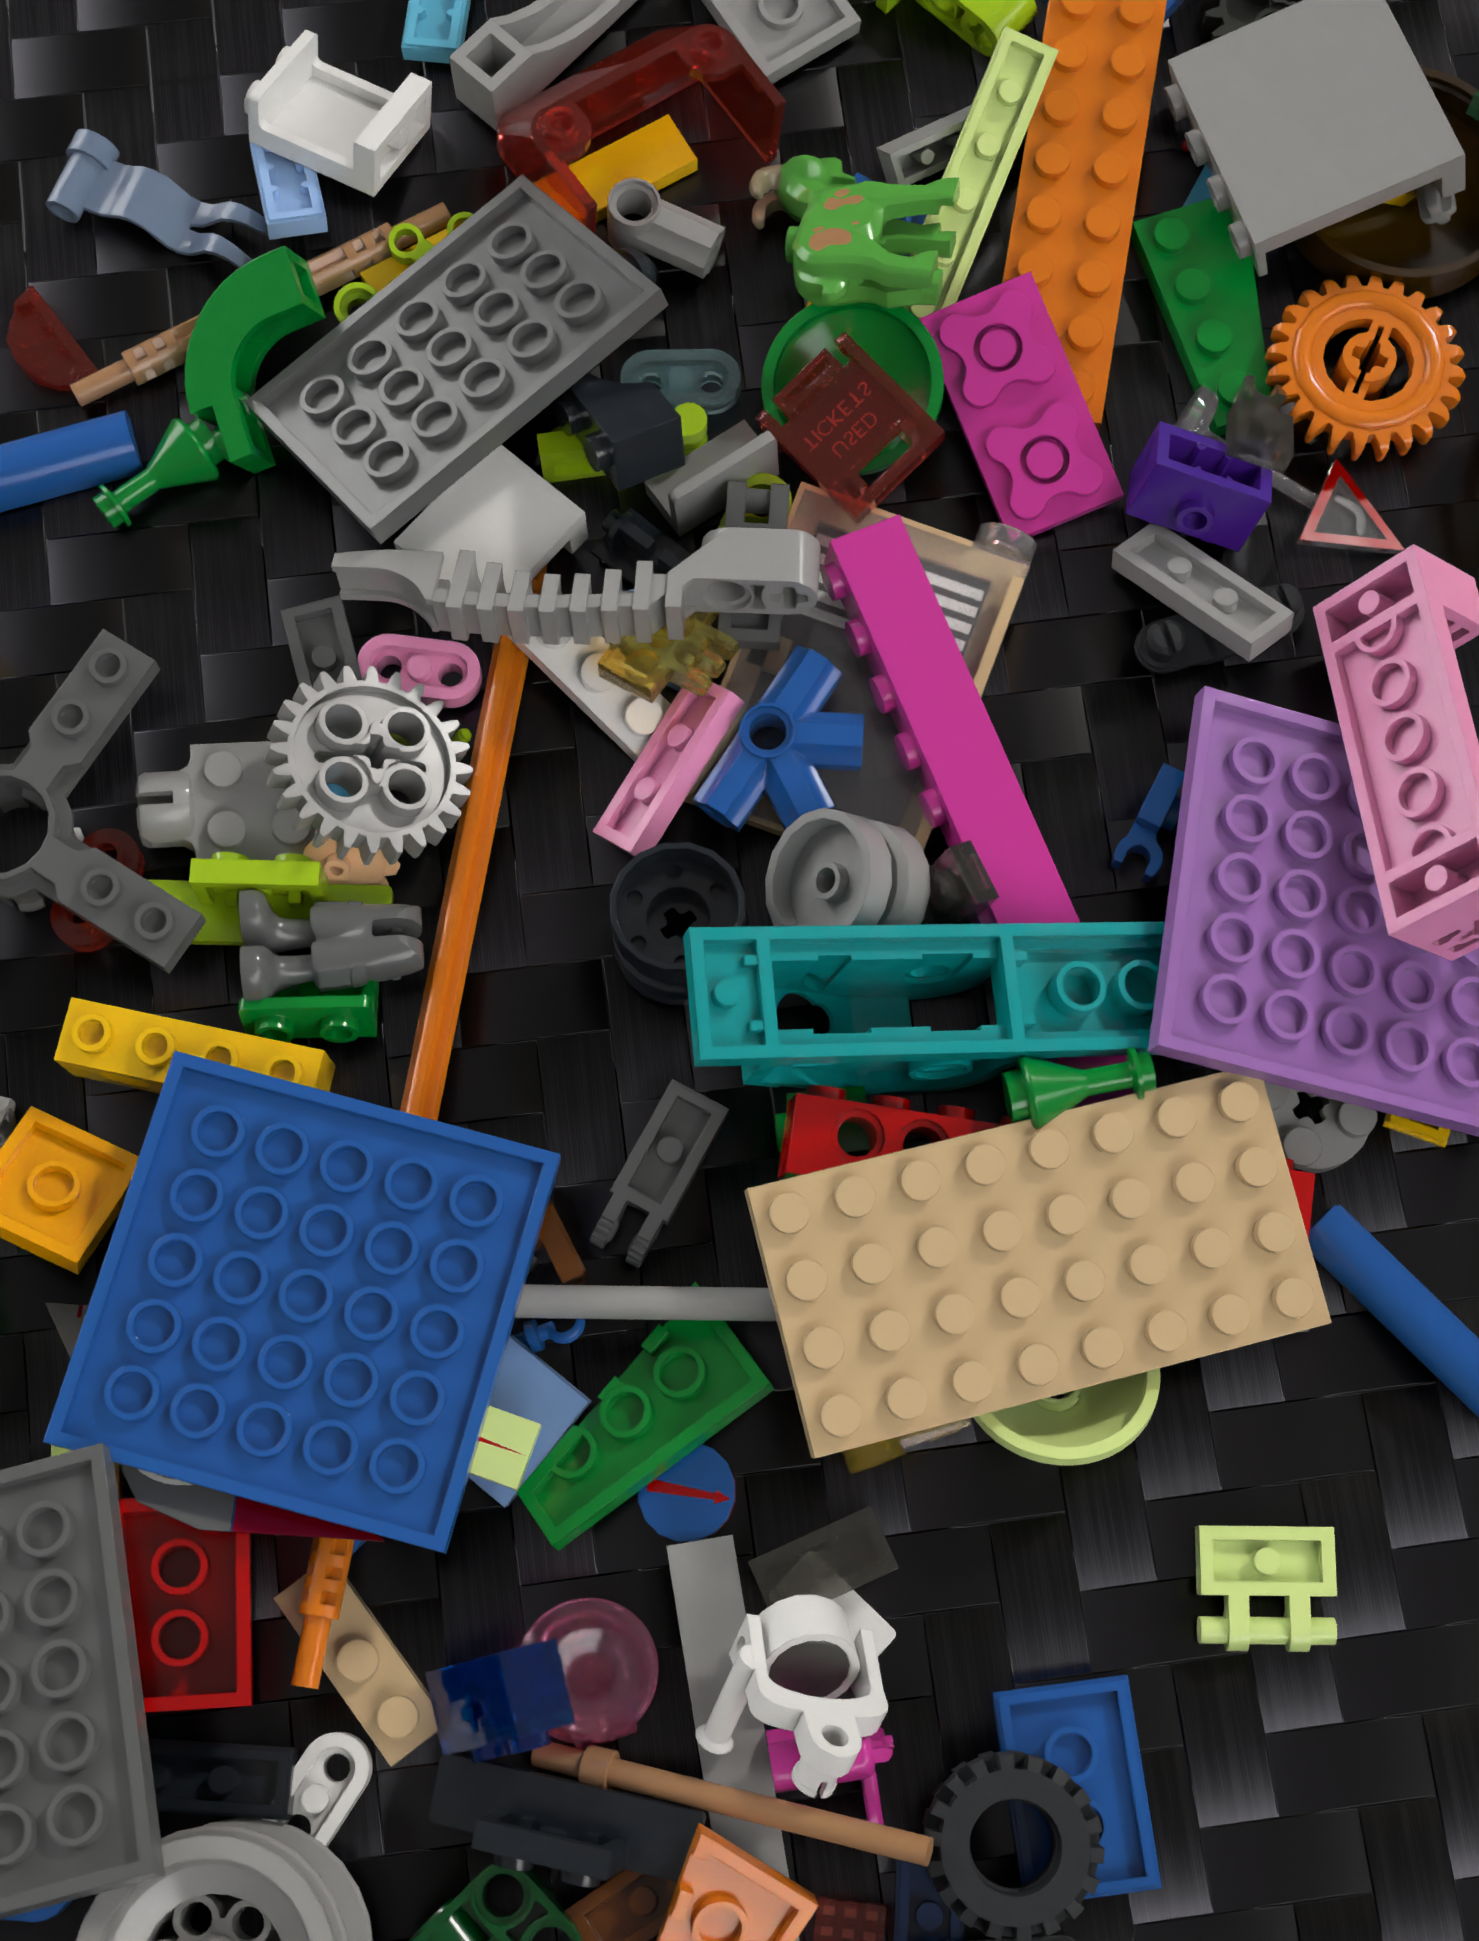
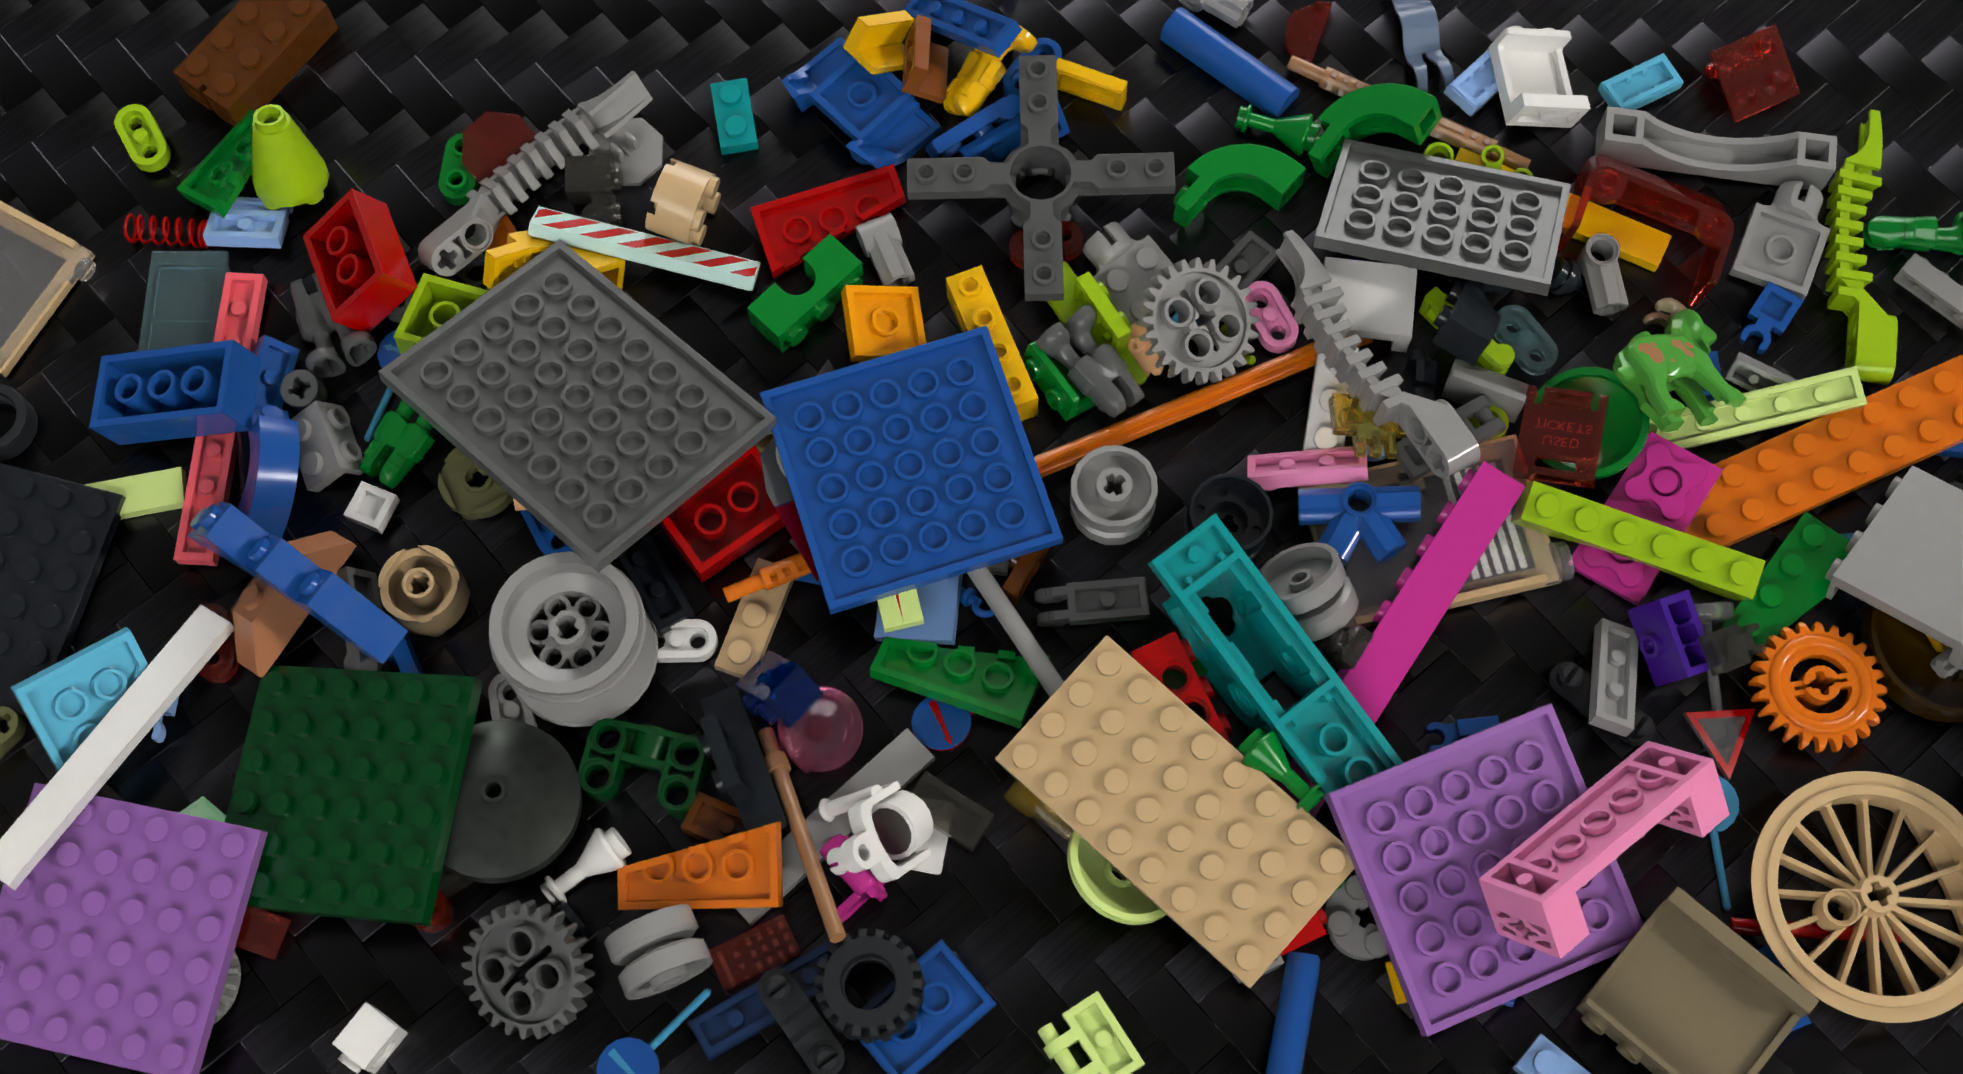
camera: 60 degrees right, 5 degrees down
(181, 561) = (1238, 168): none -> green arch
(523, 1006) = (1113, 495): none -> light grey wheel
(853, 76) = (1771, 313): none -> blue plate
(1052, 434) = (1638, 539): none -> lime arch

